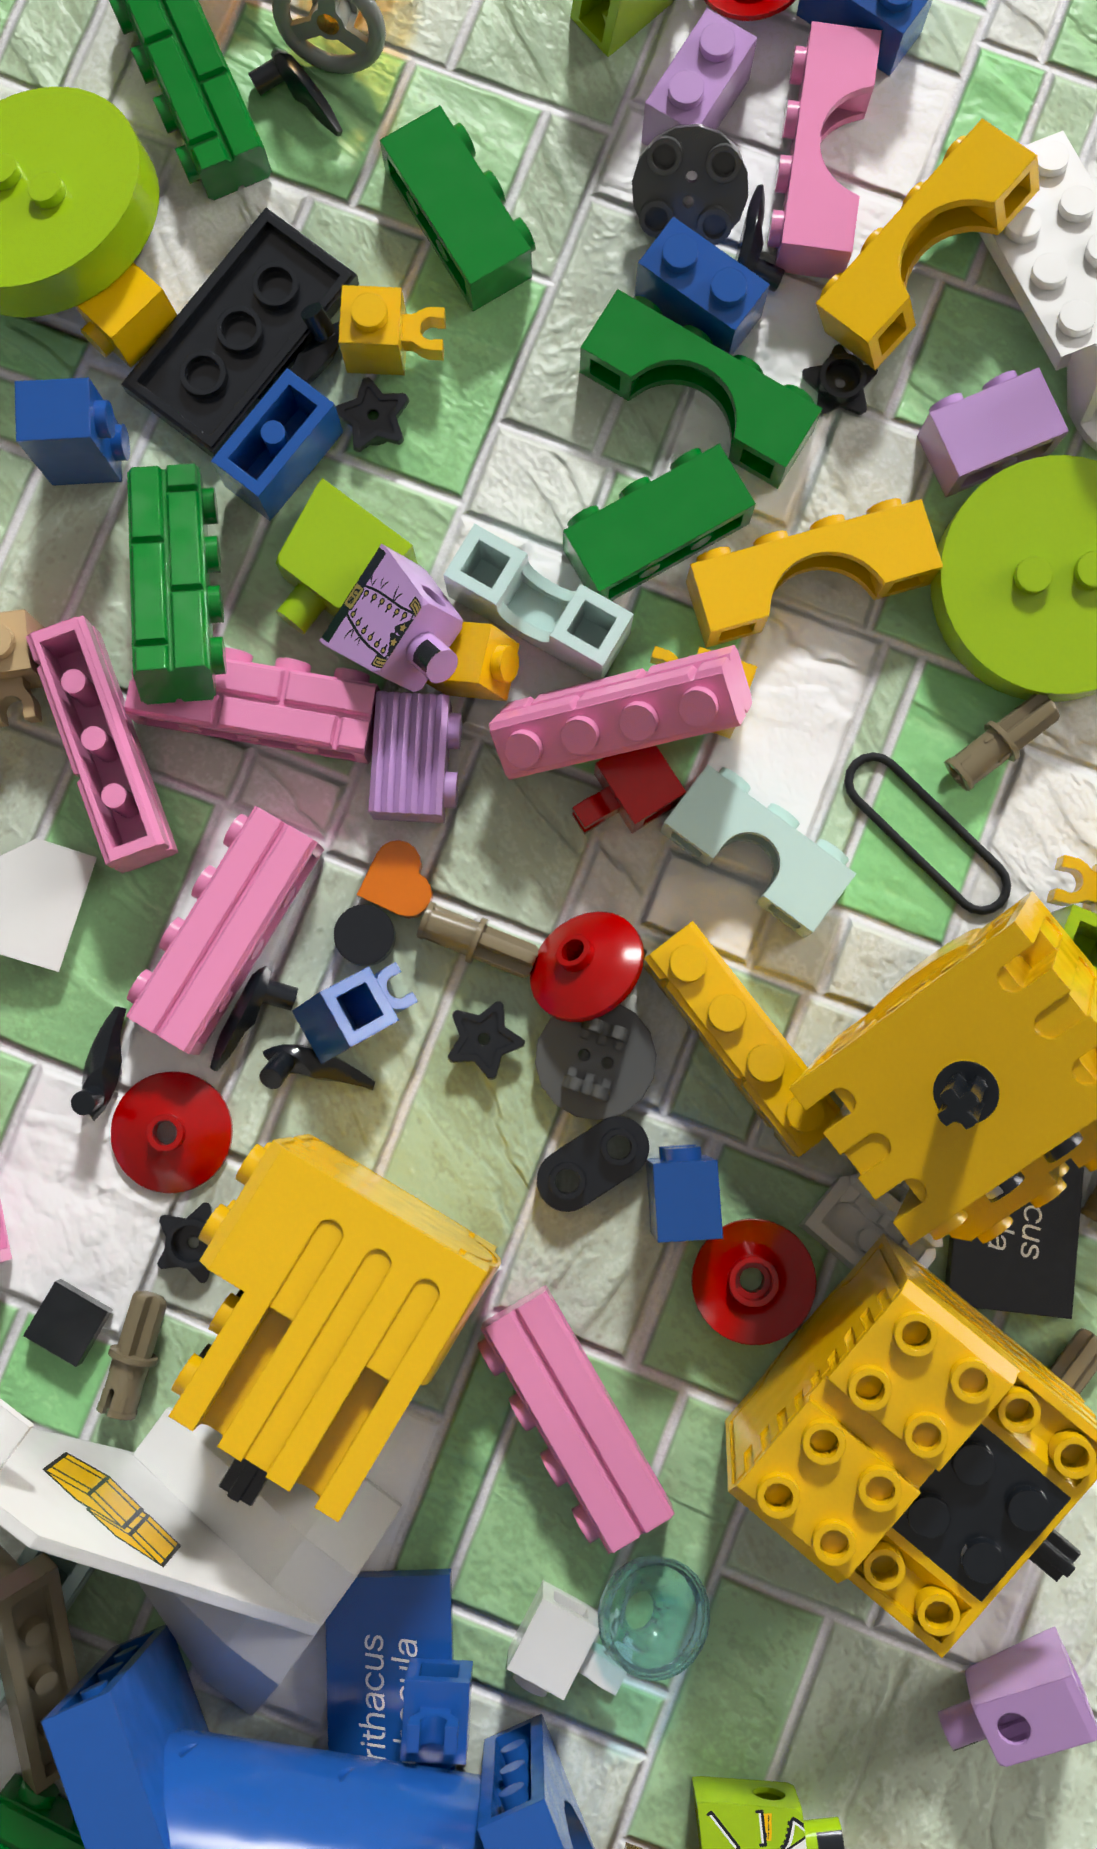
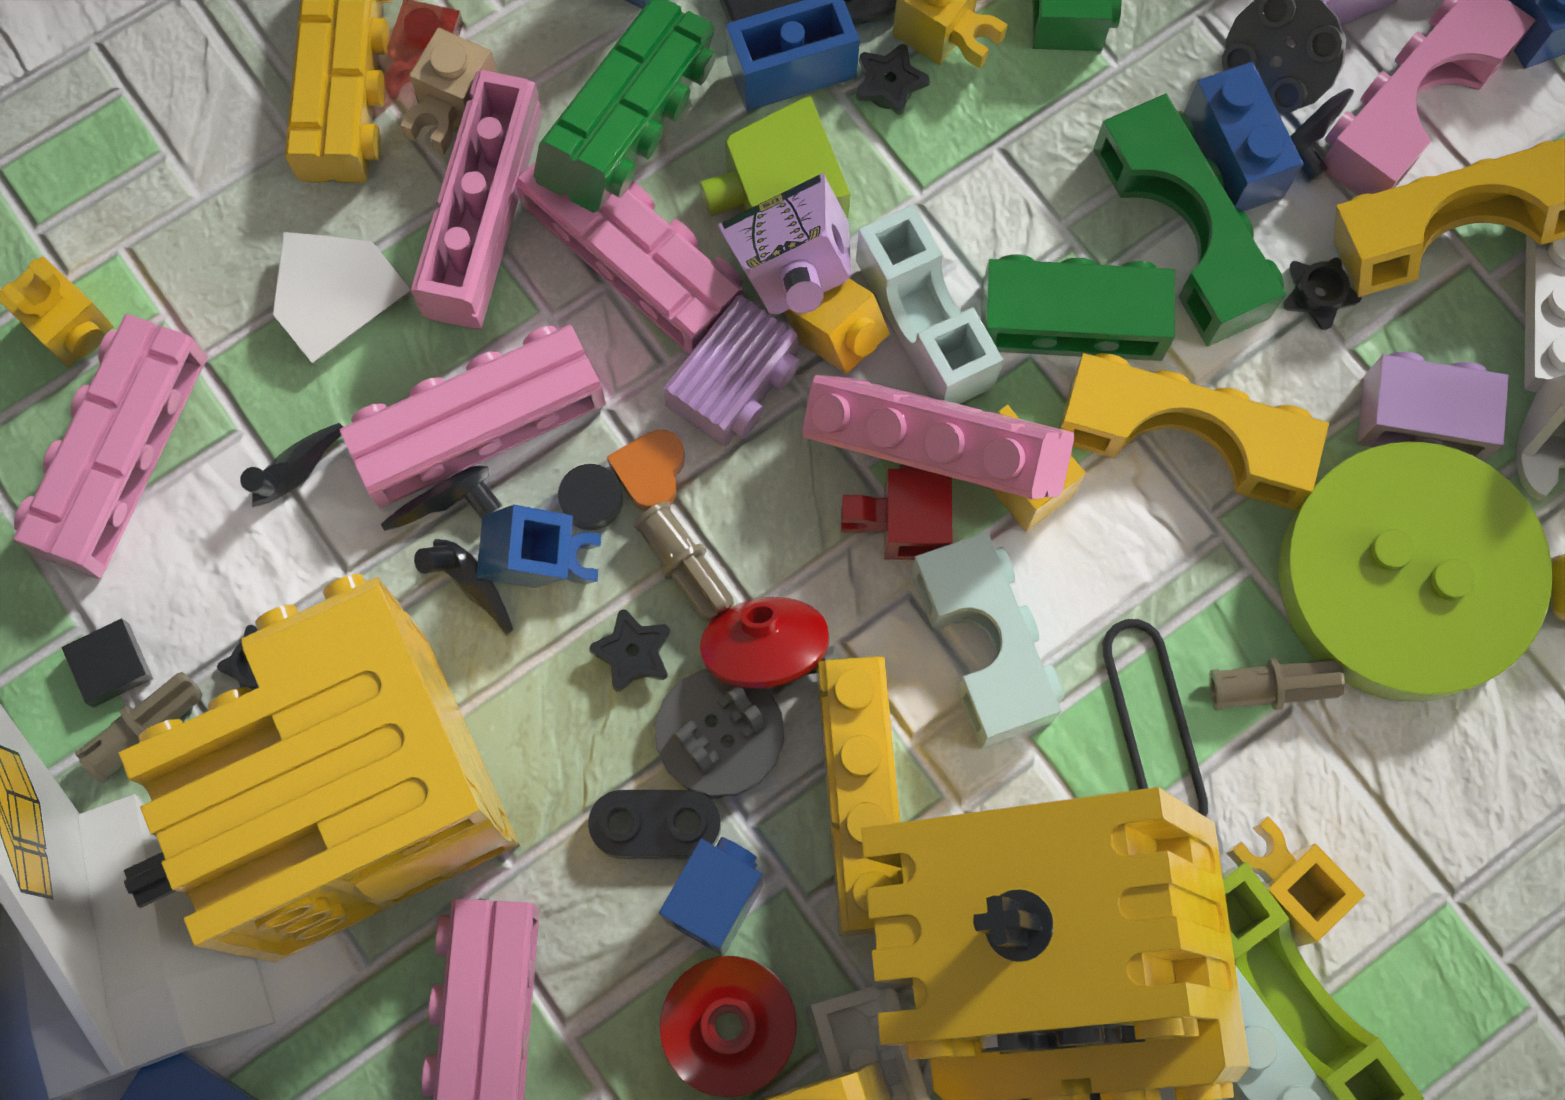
camera: 30 degrees right, 10 degrees down
(201, 1126) = (340, 545): red dish -> none

